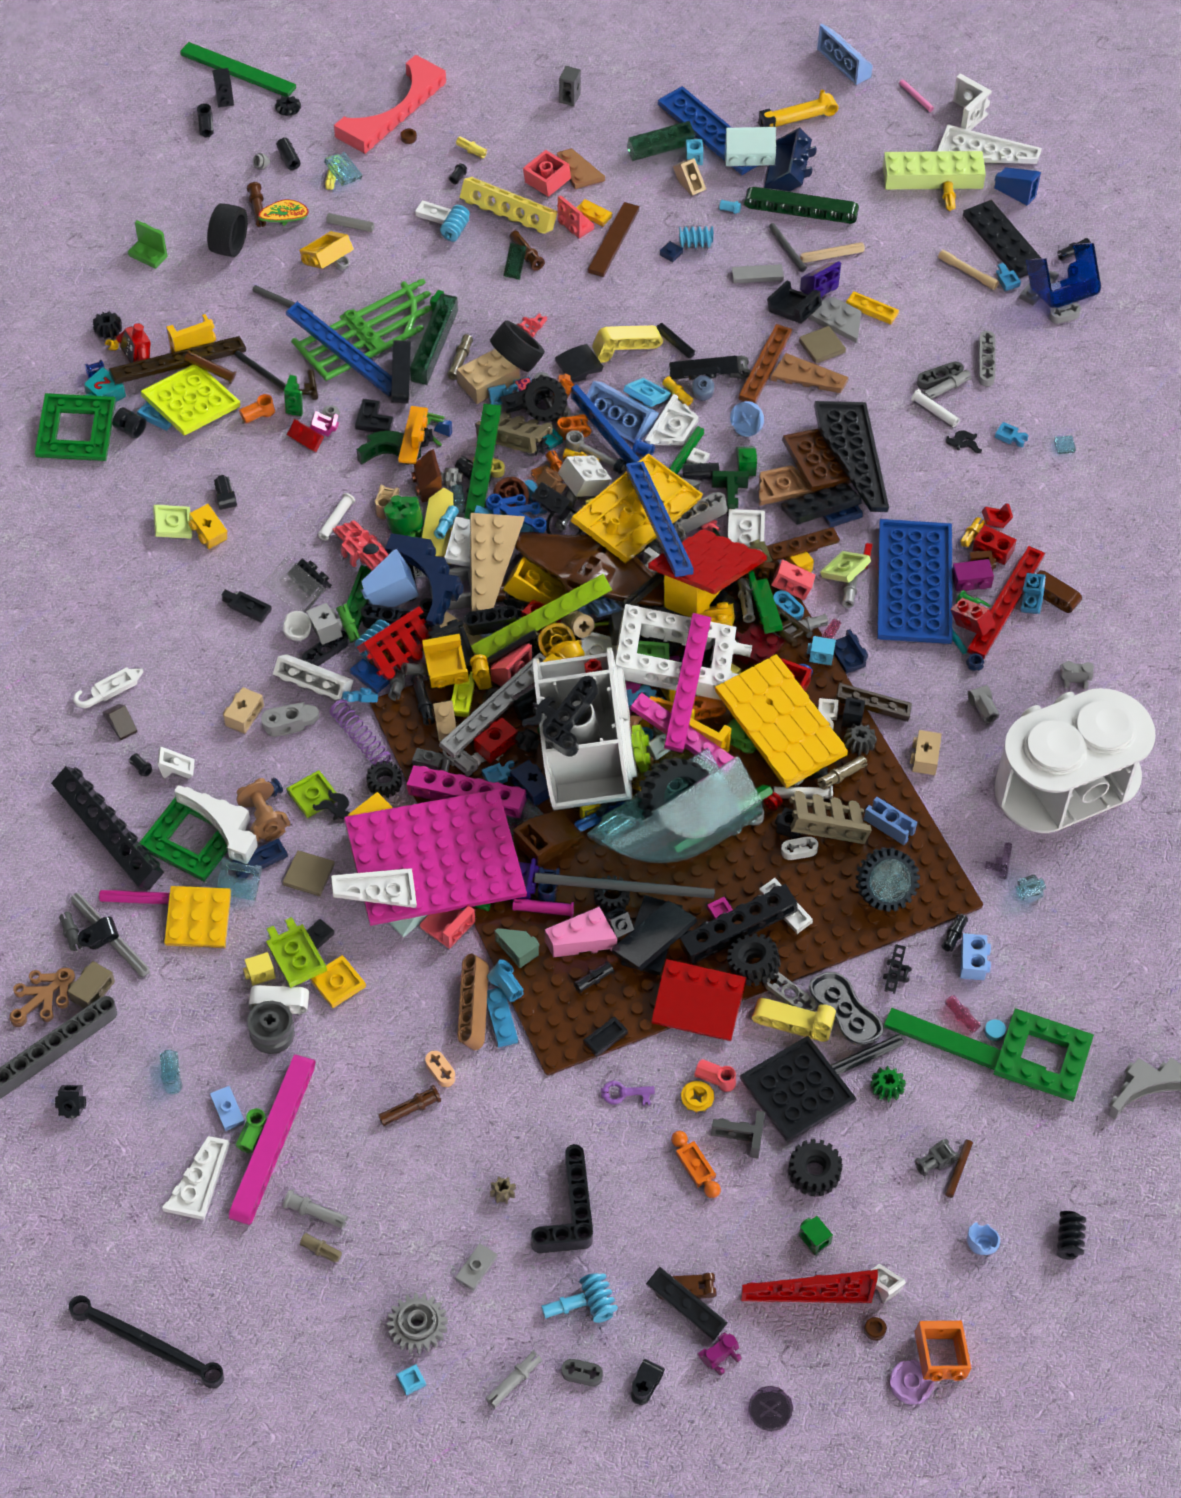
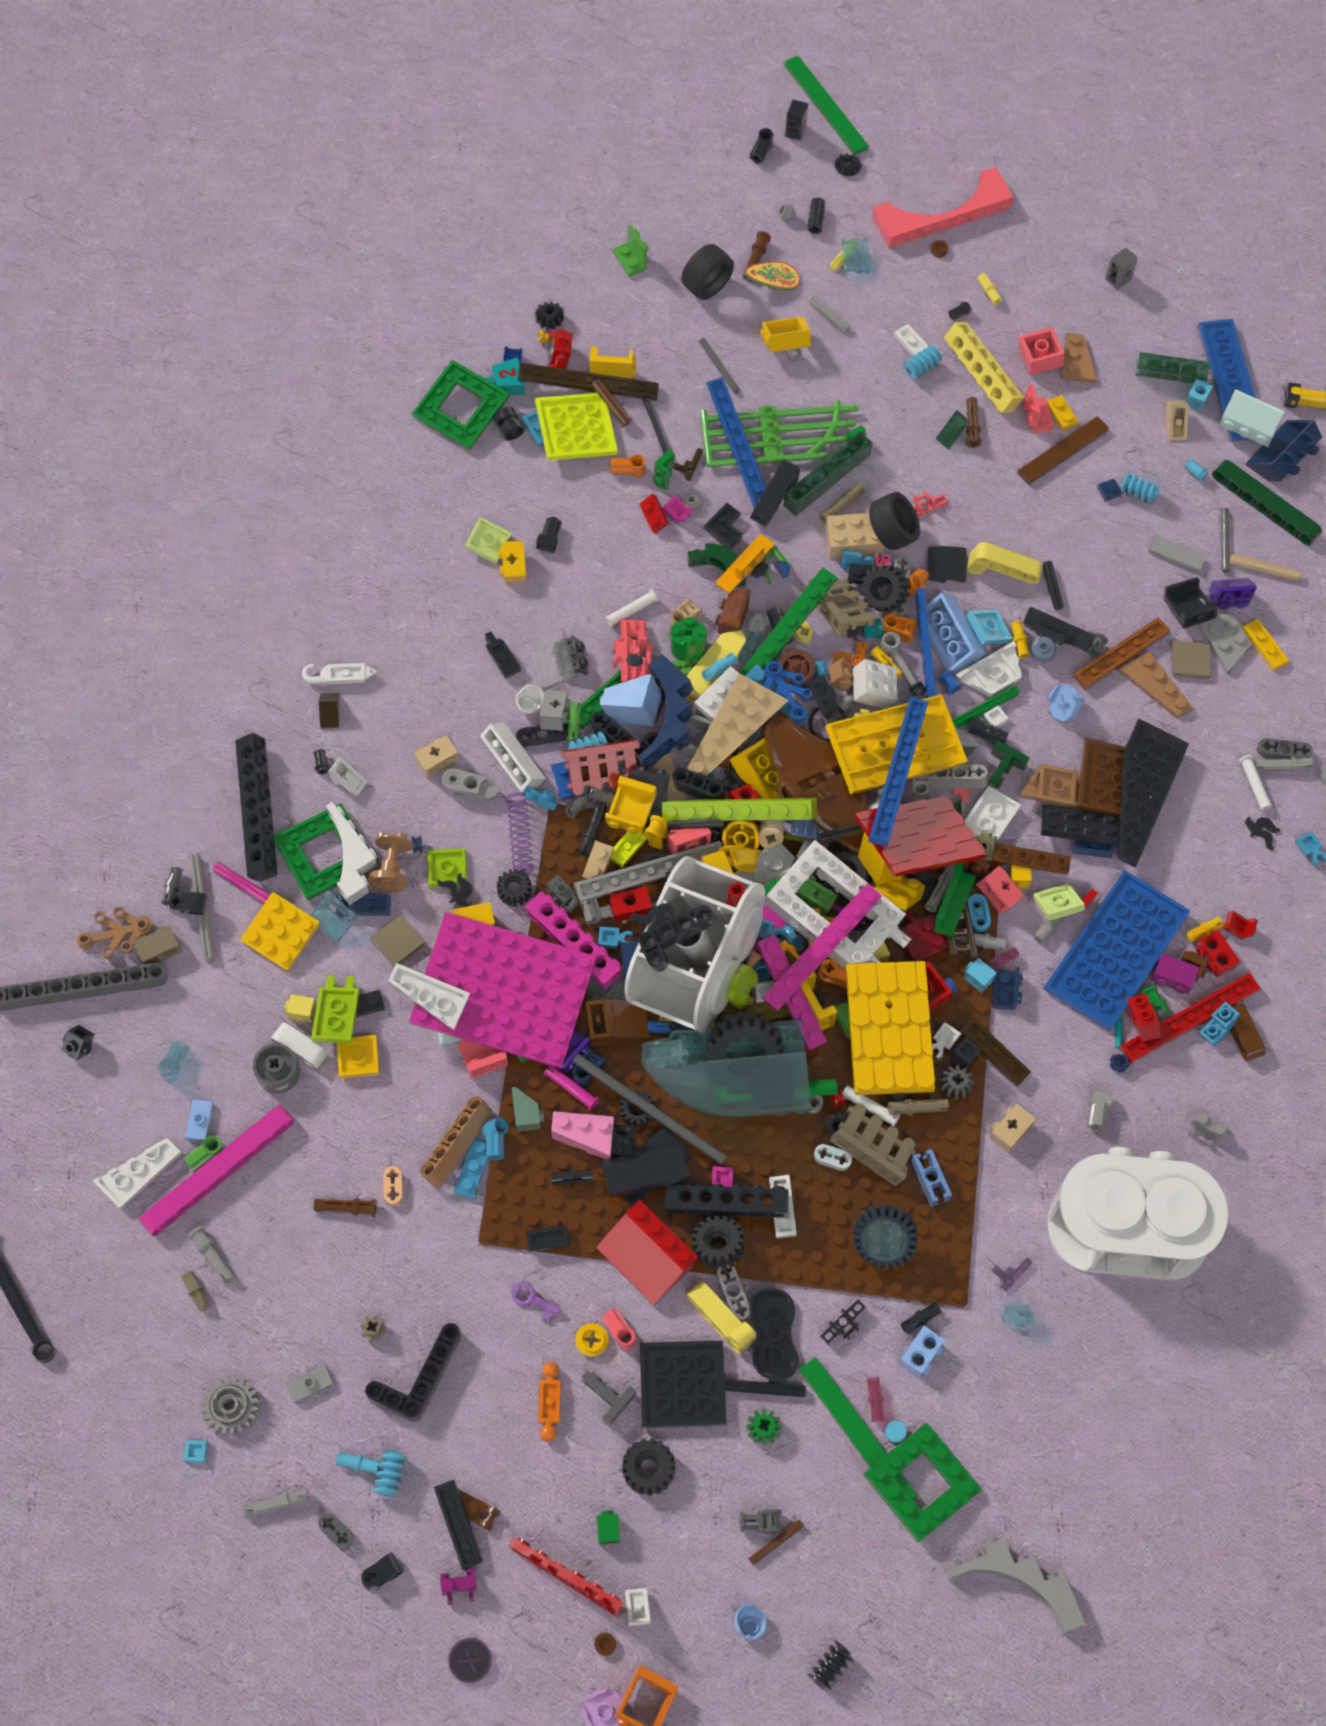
camera: 30 degrees right, 10 degrees up
(747, 459) = (1039, 743): green slope -> none

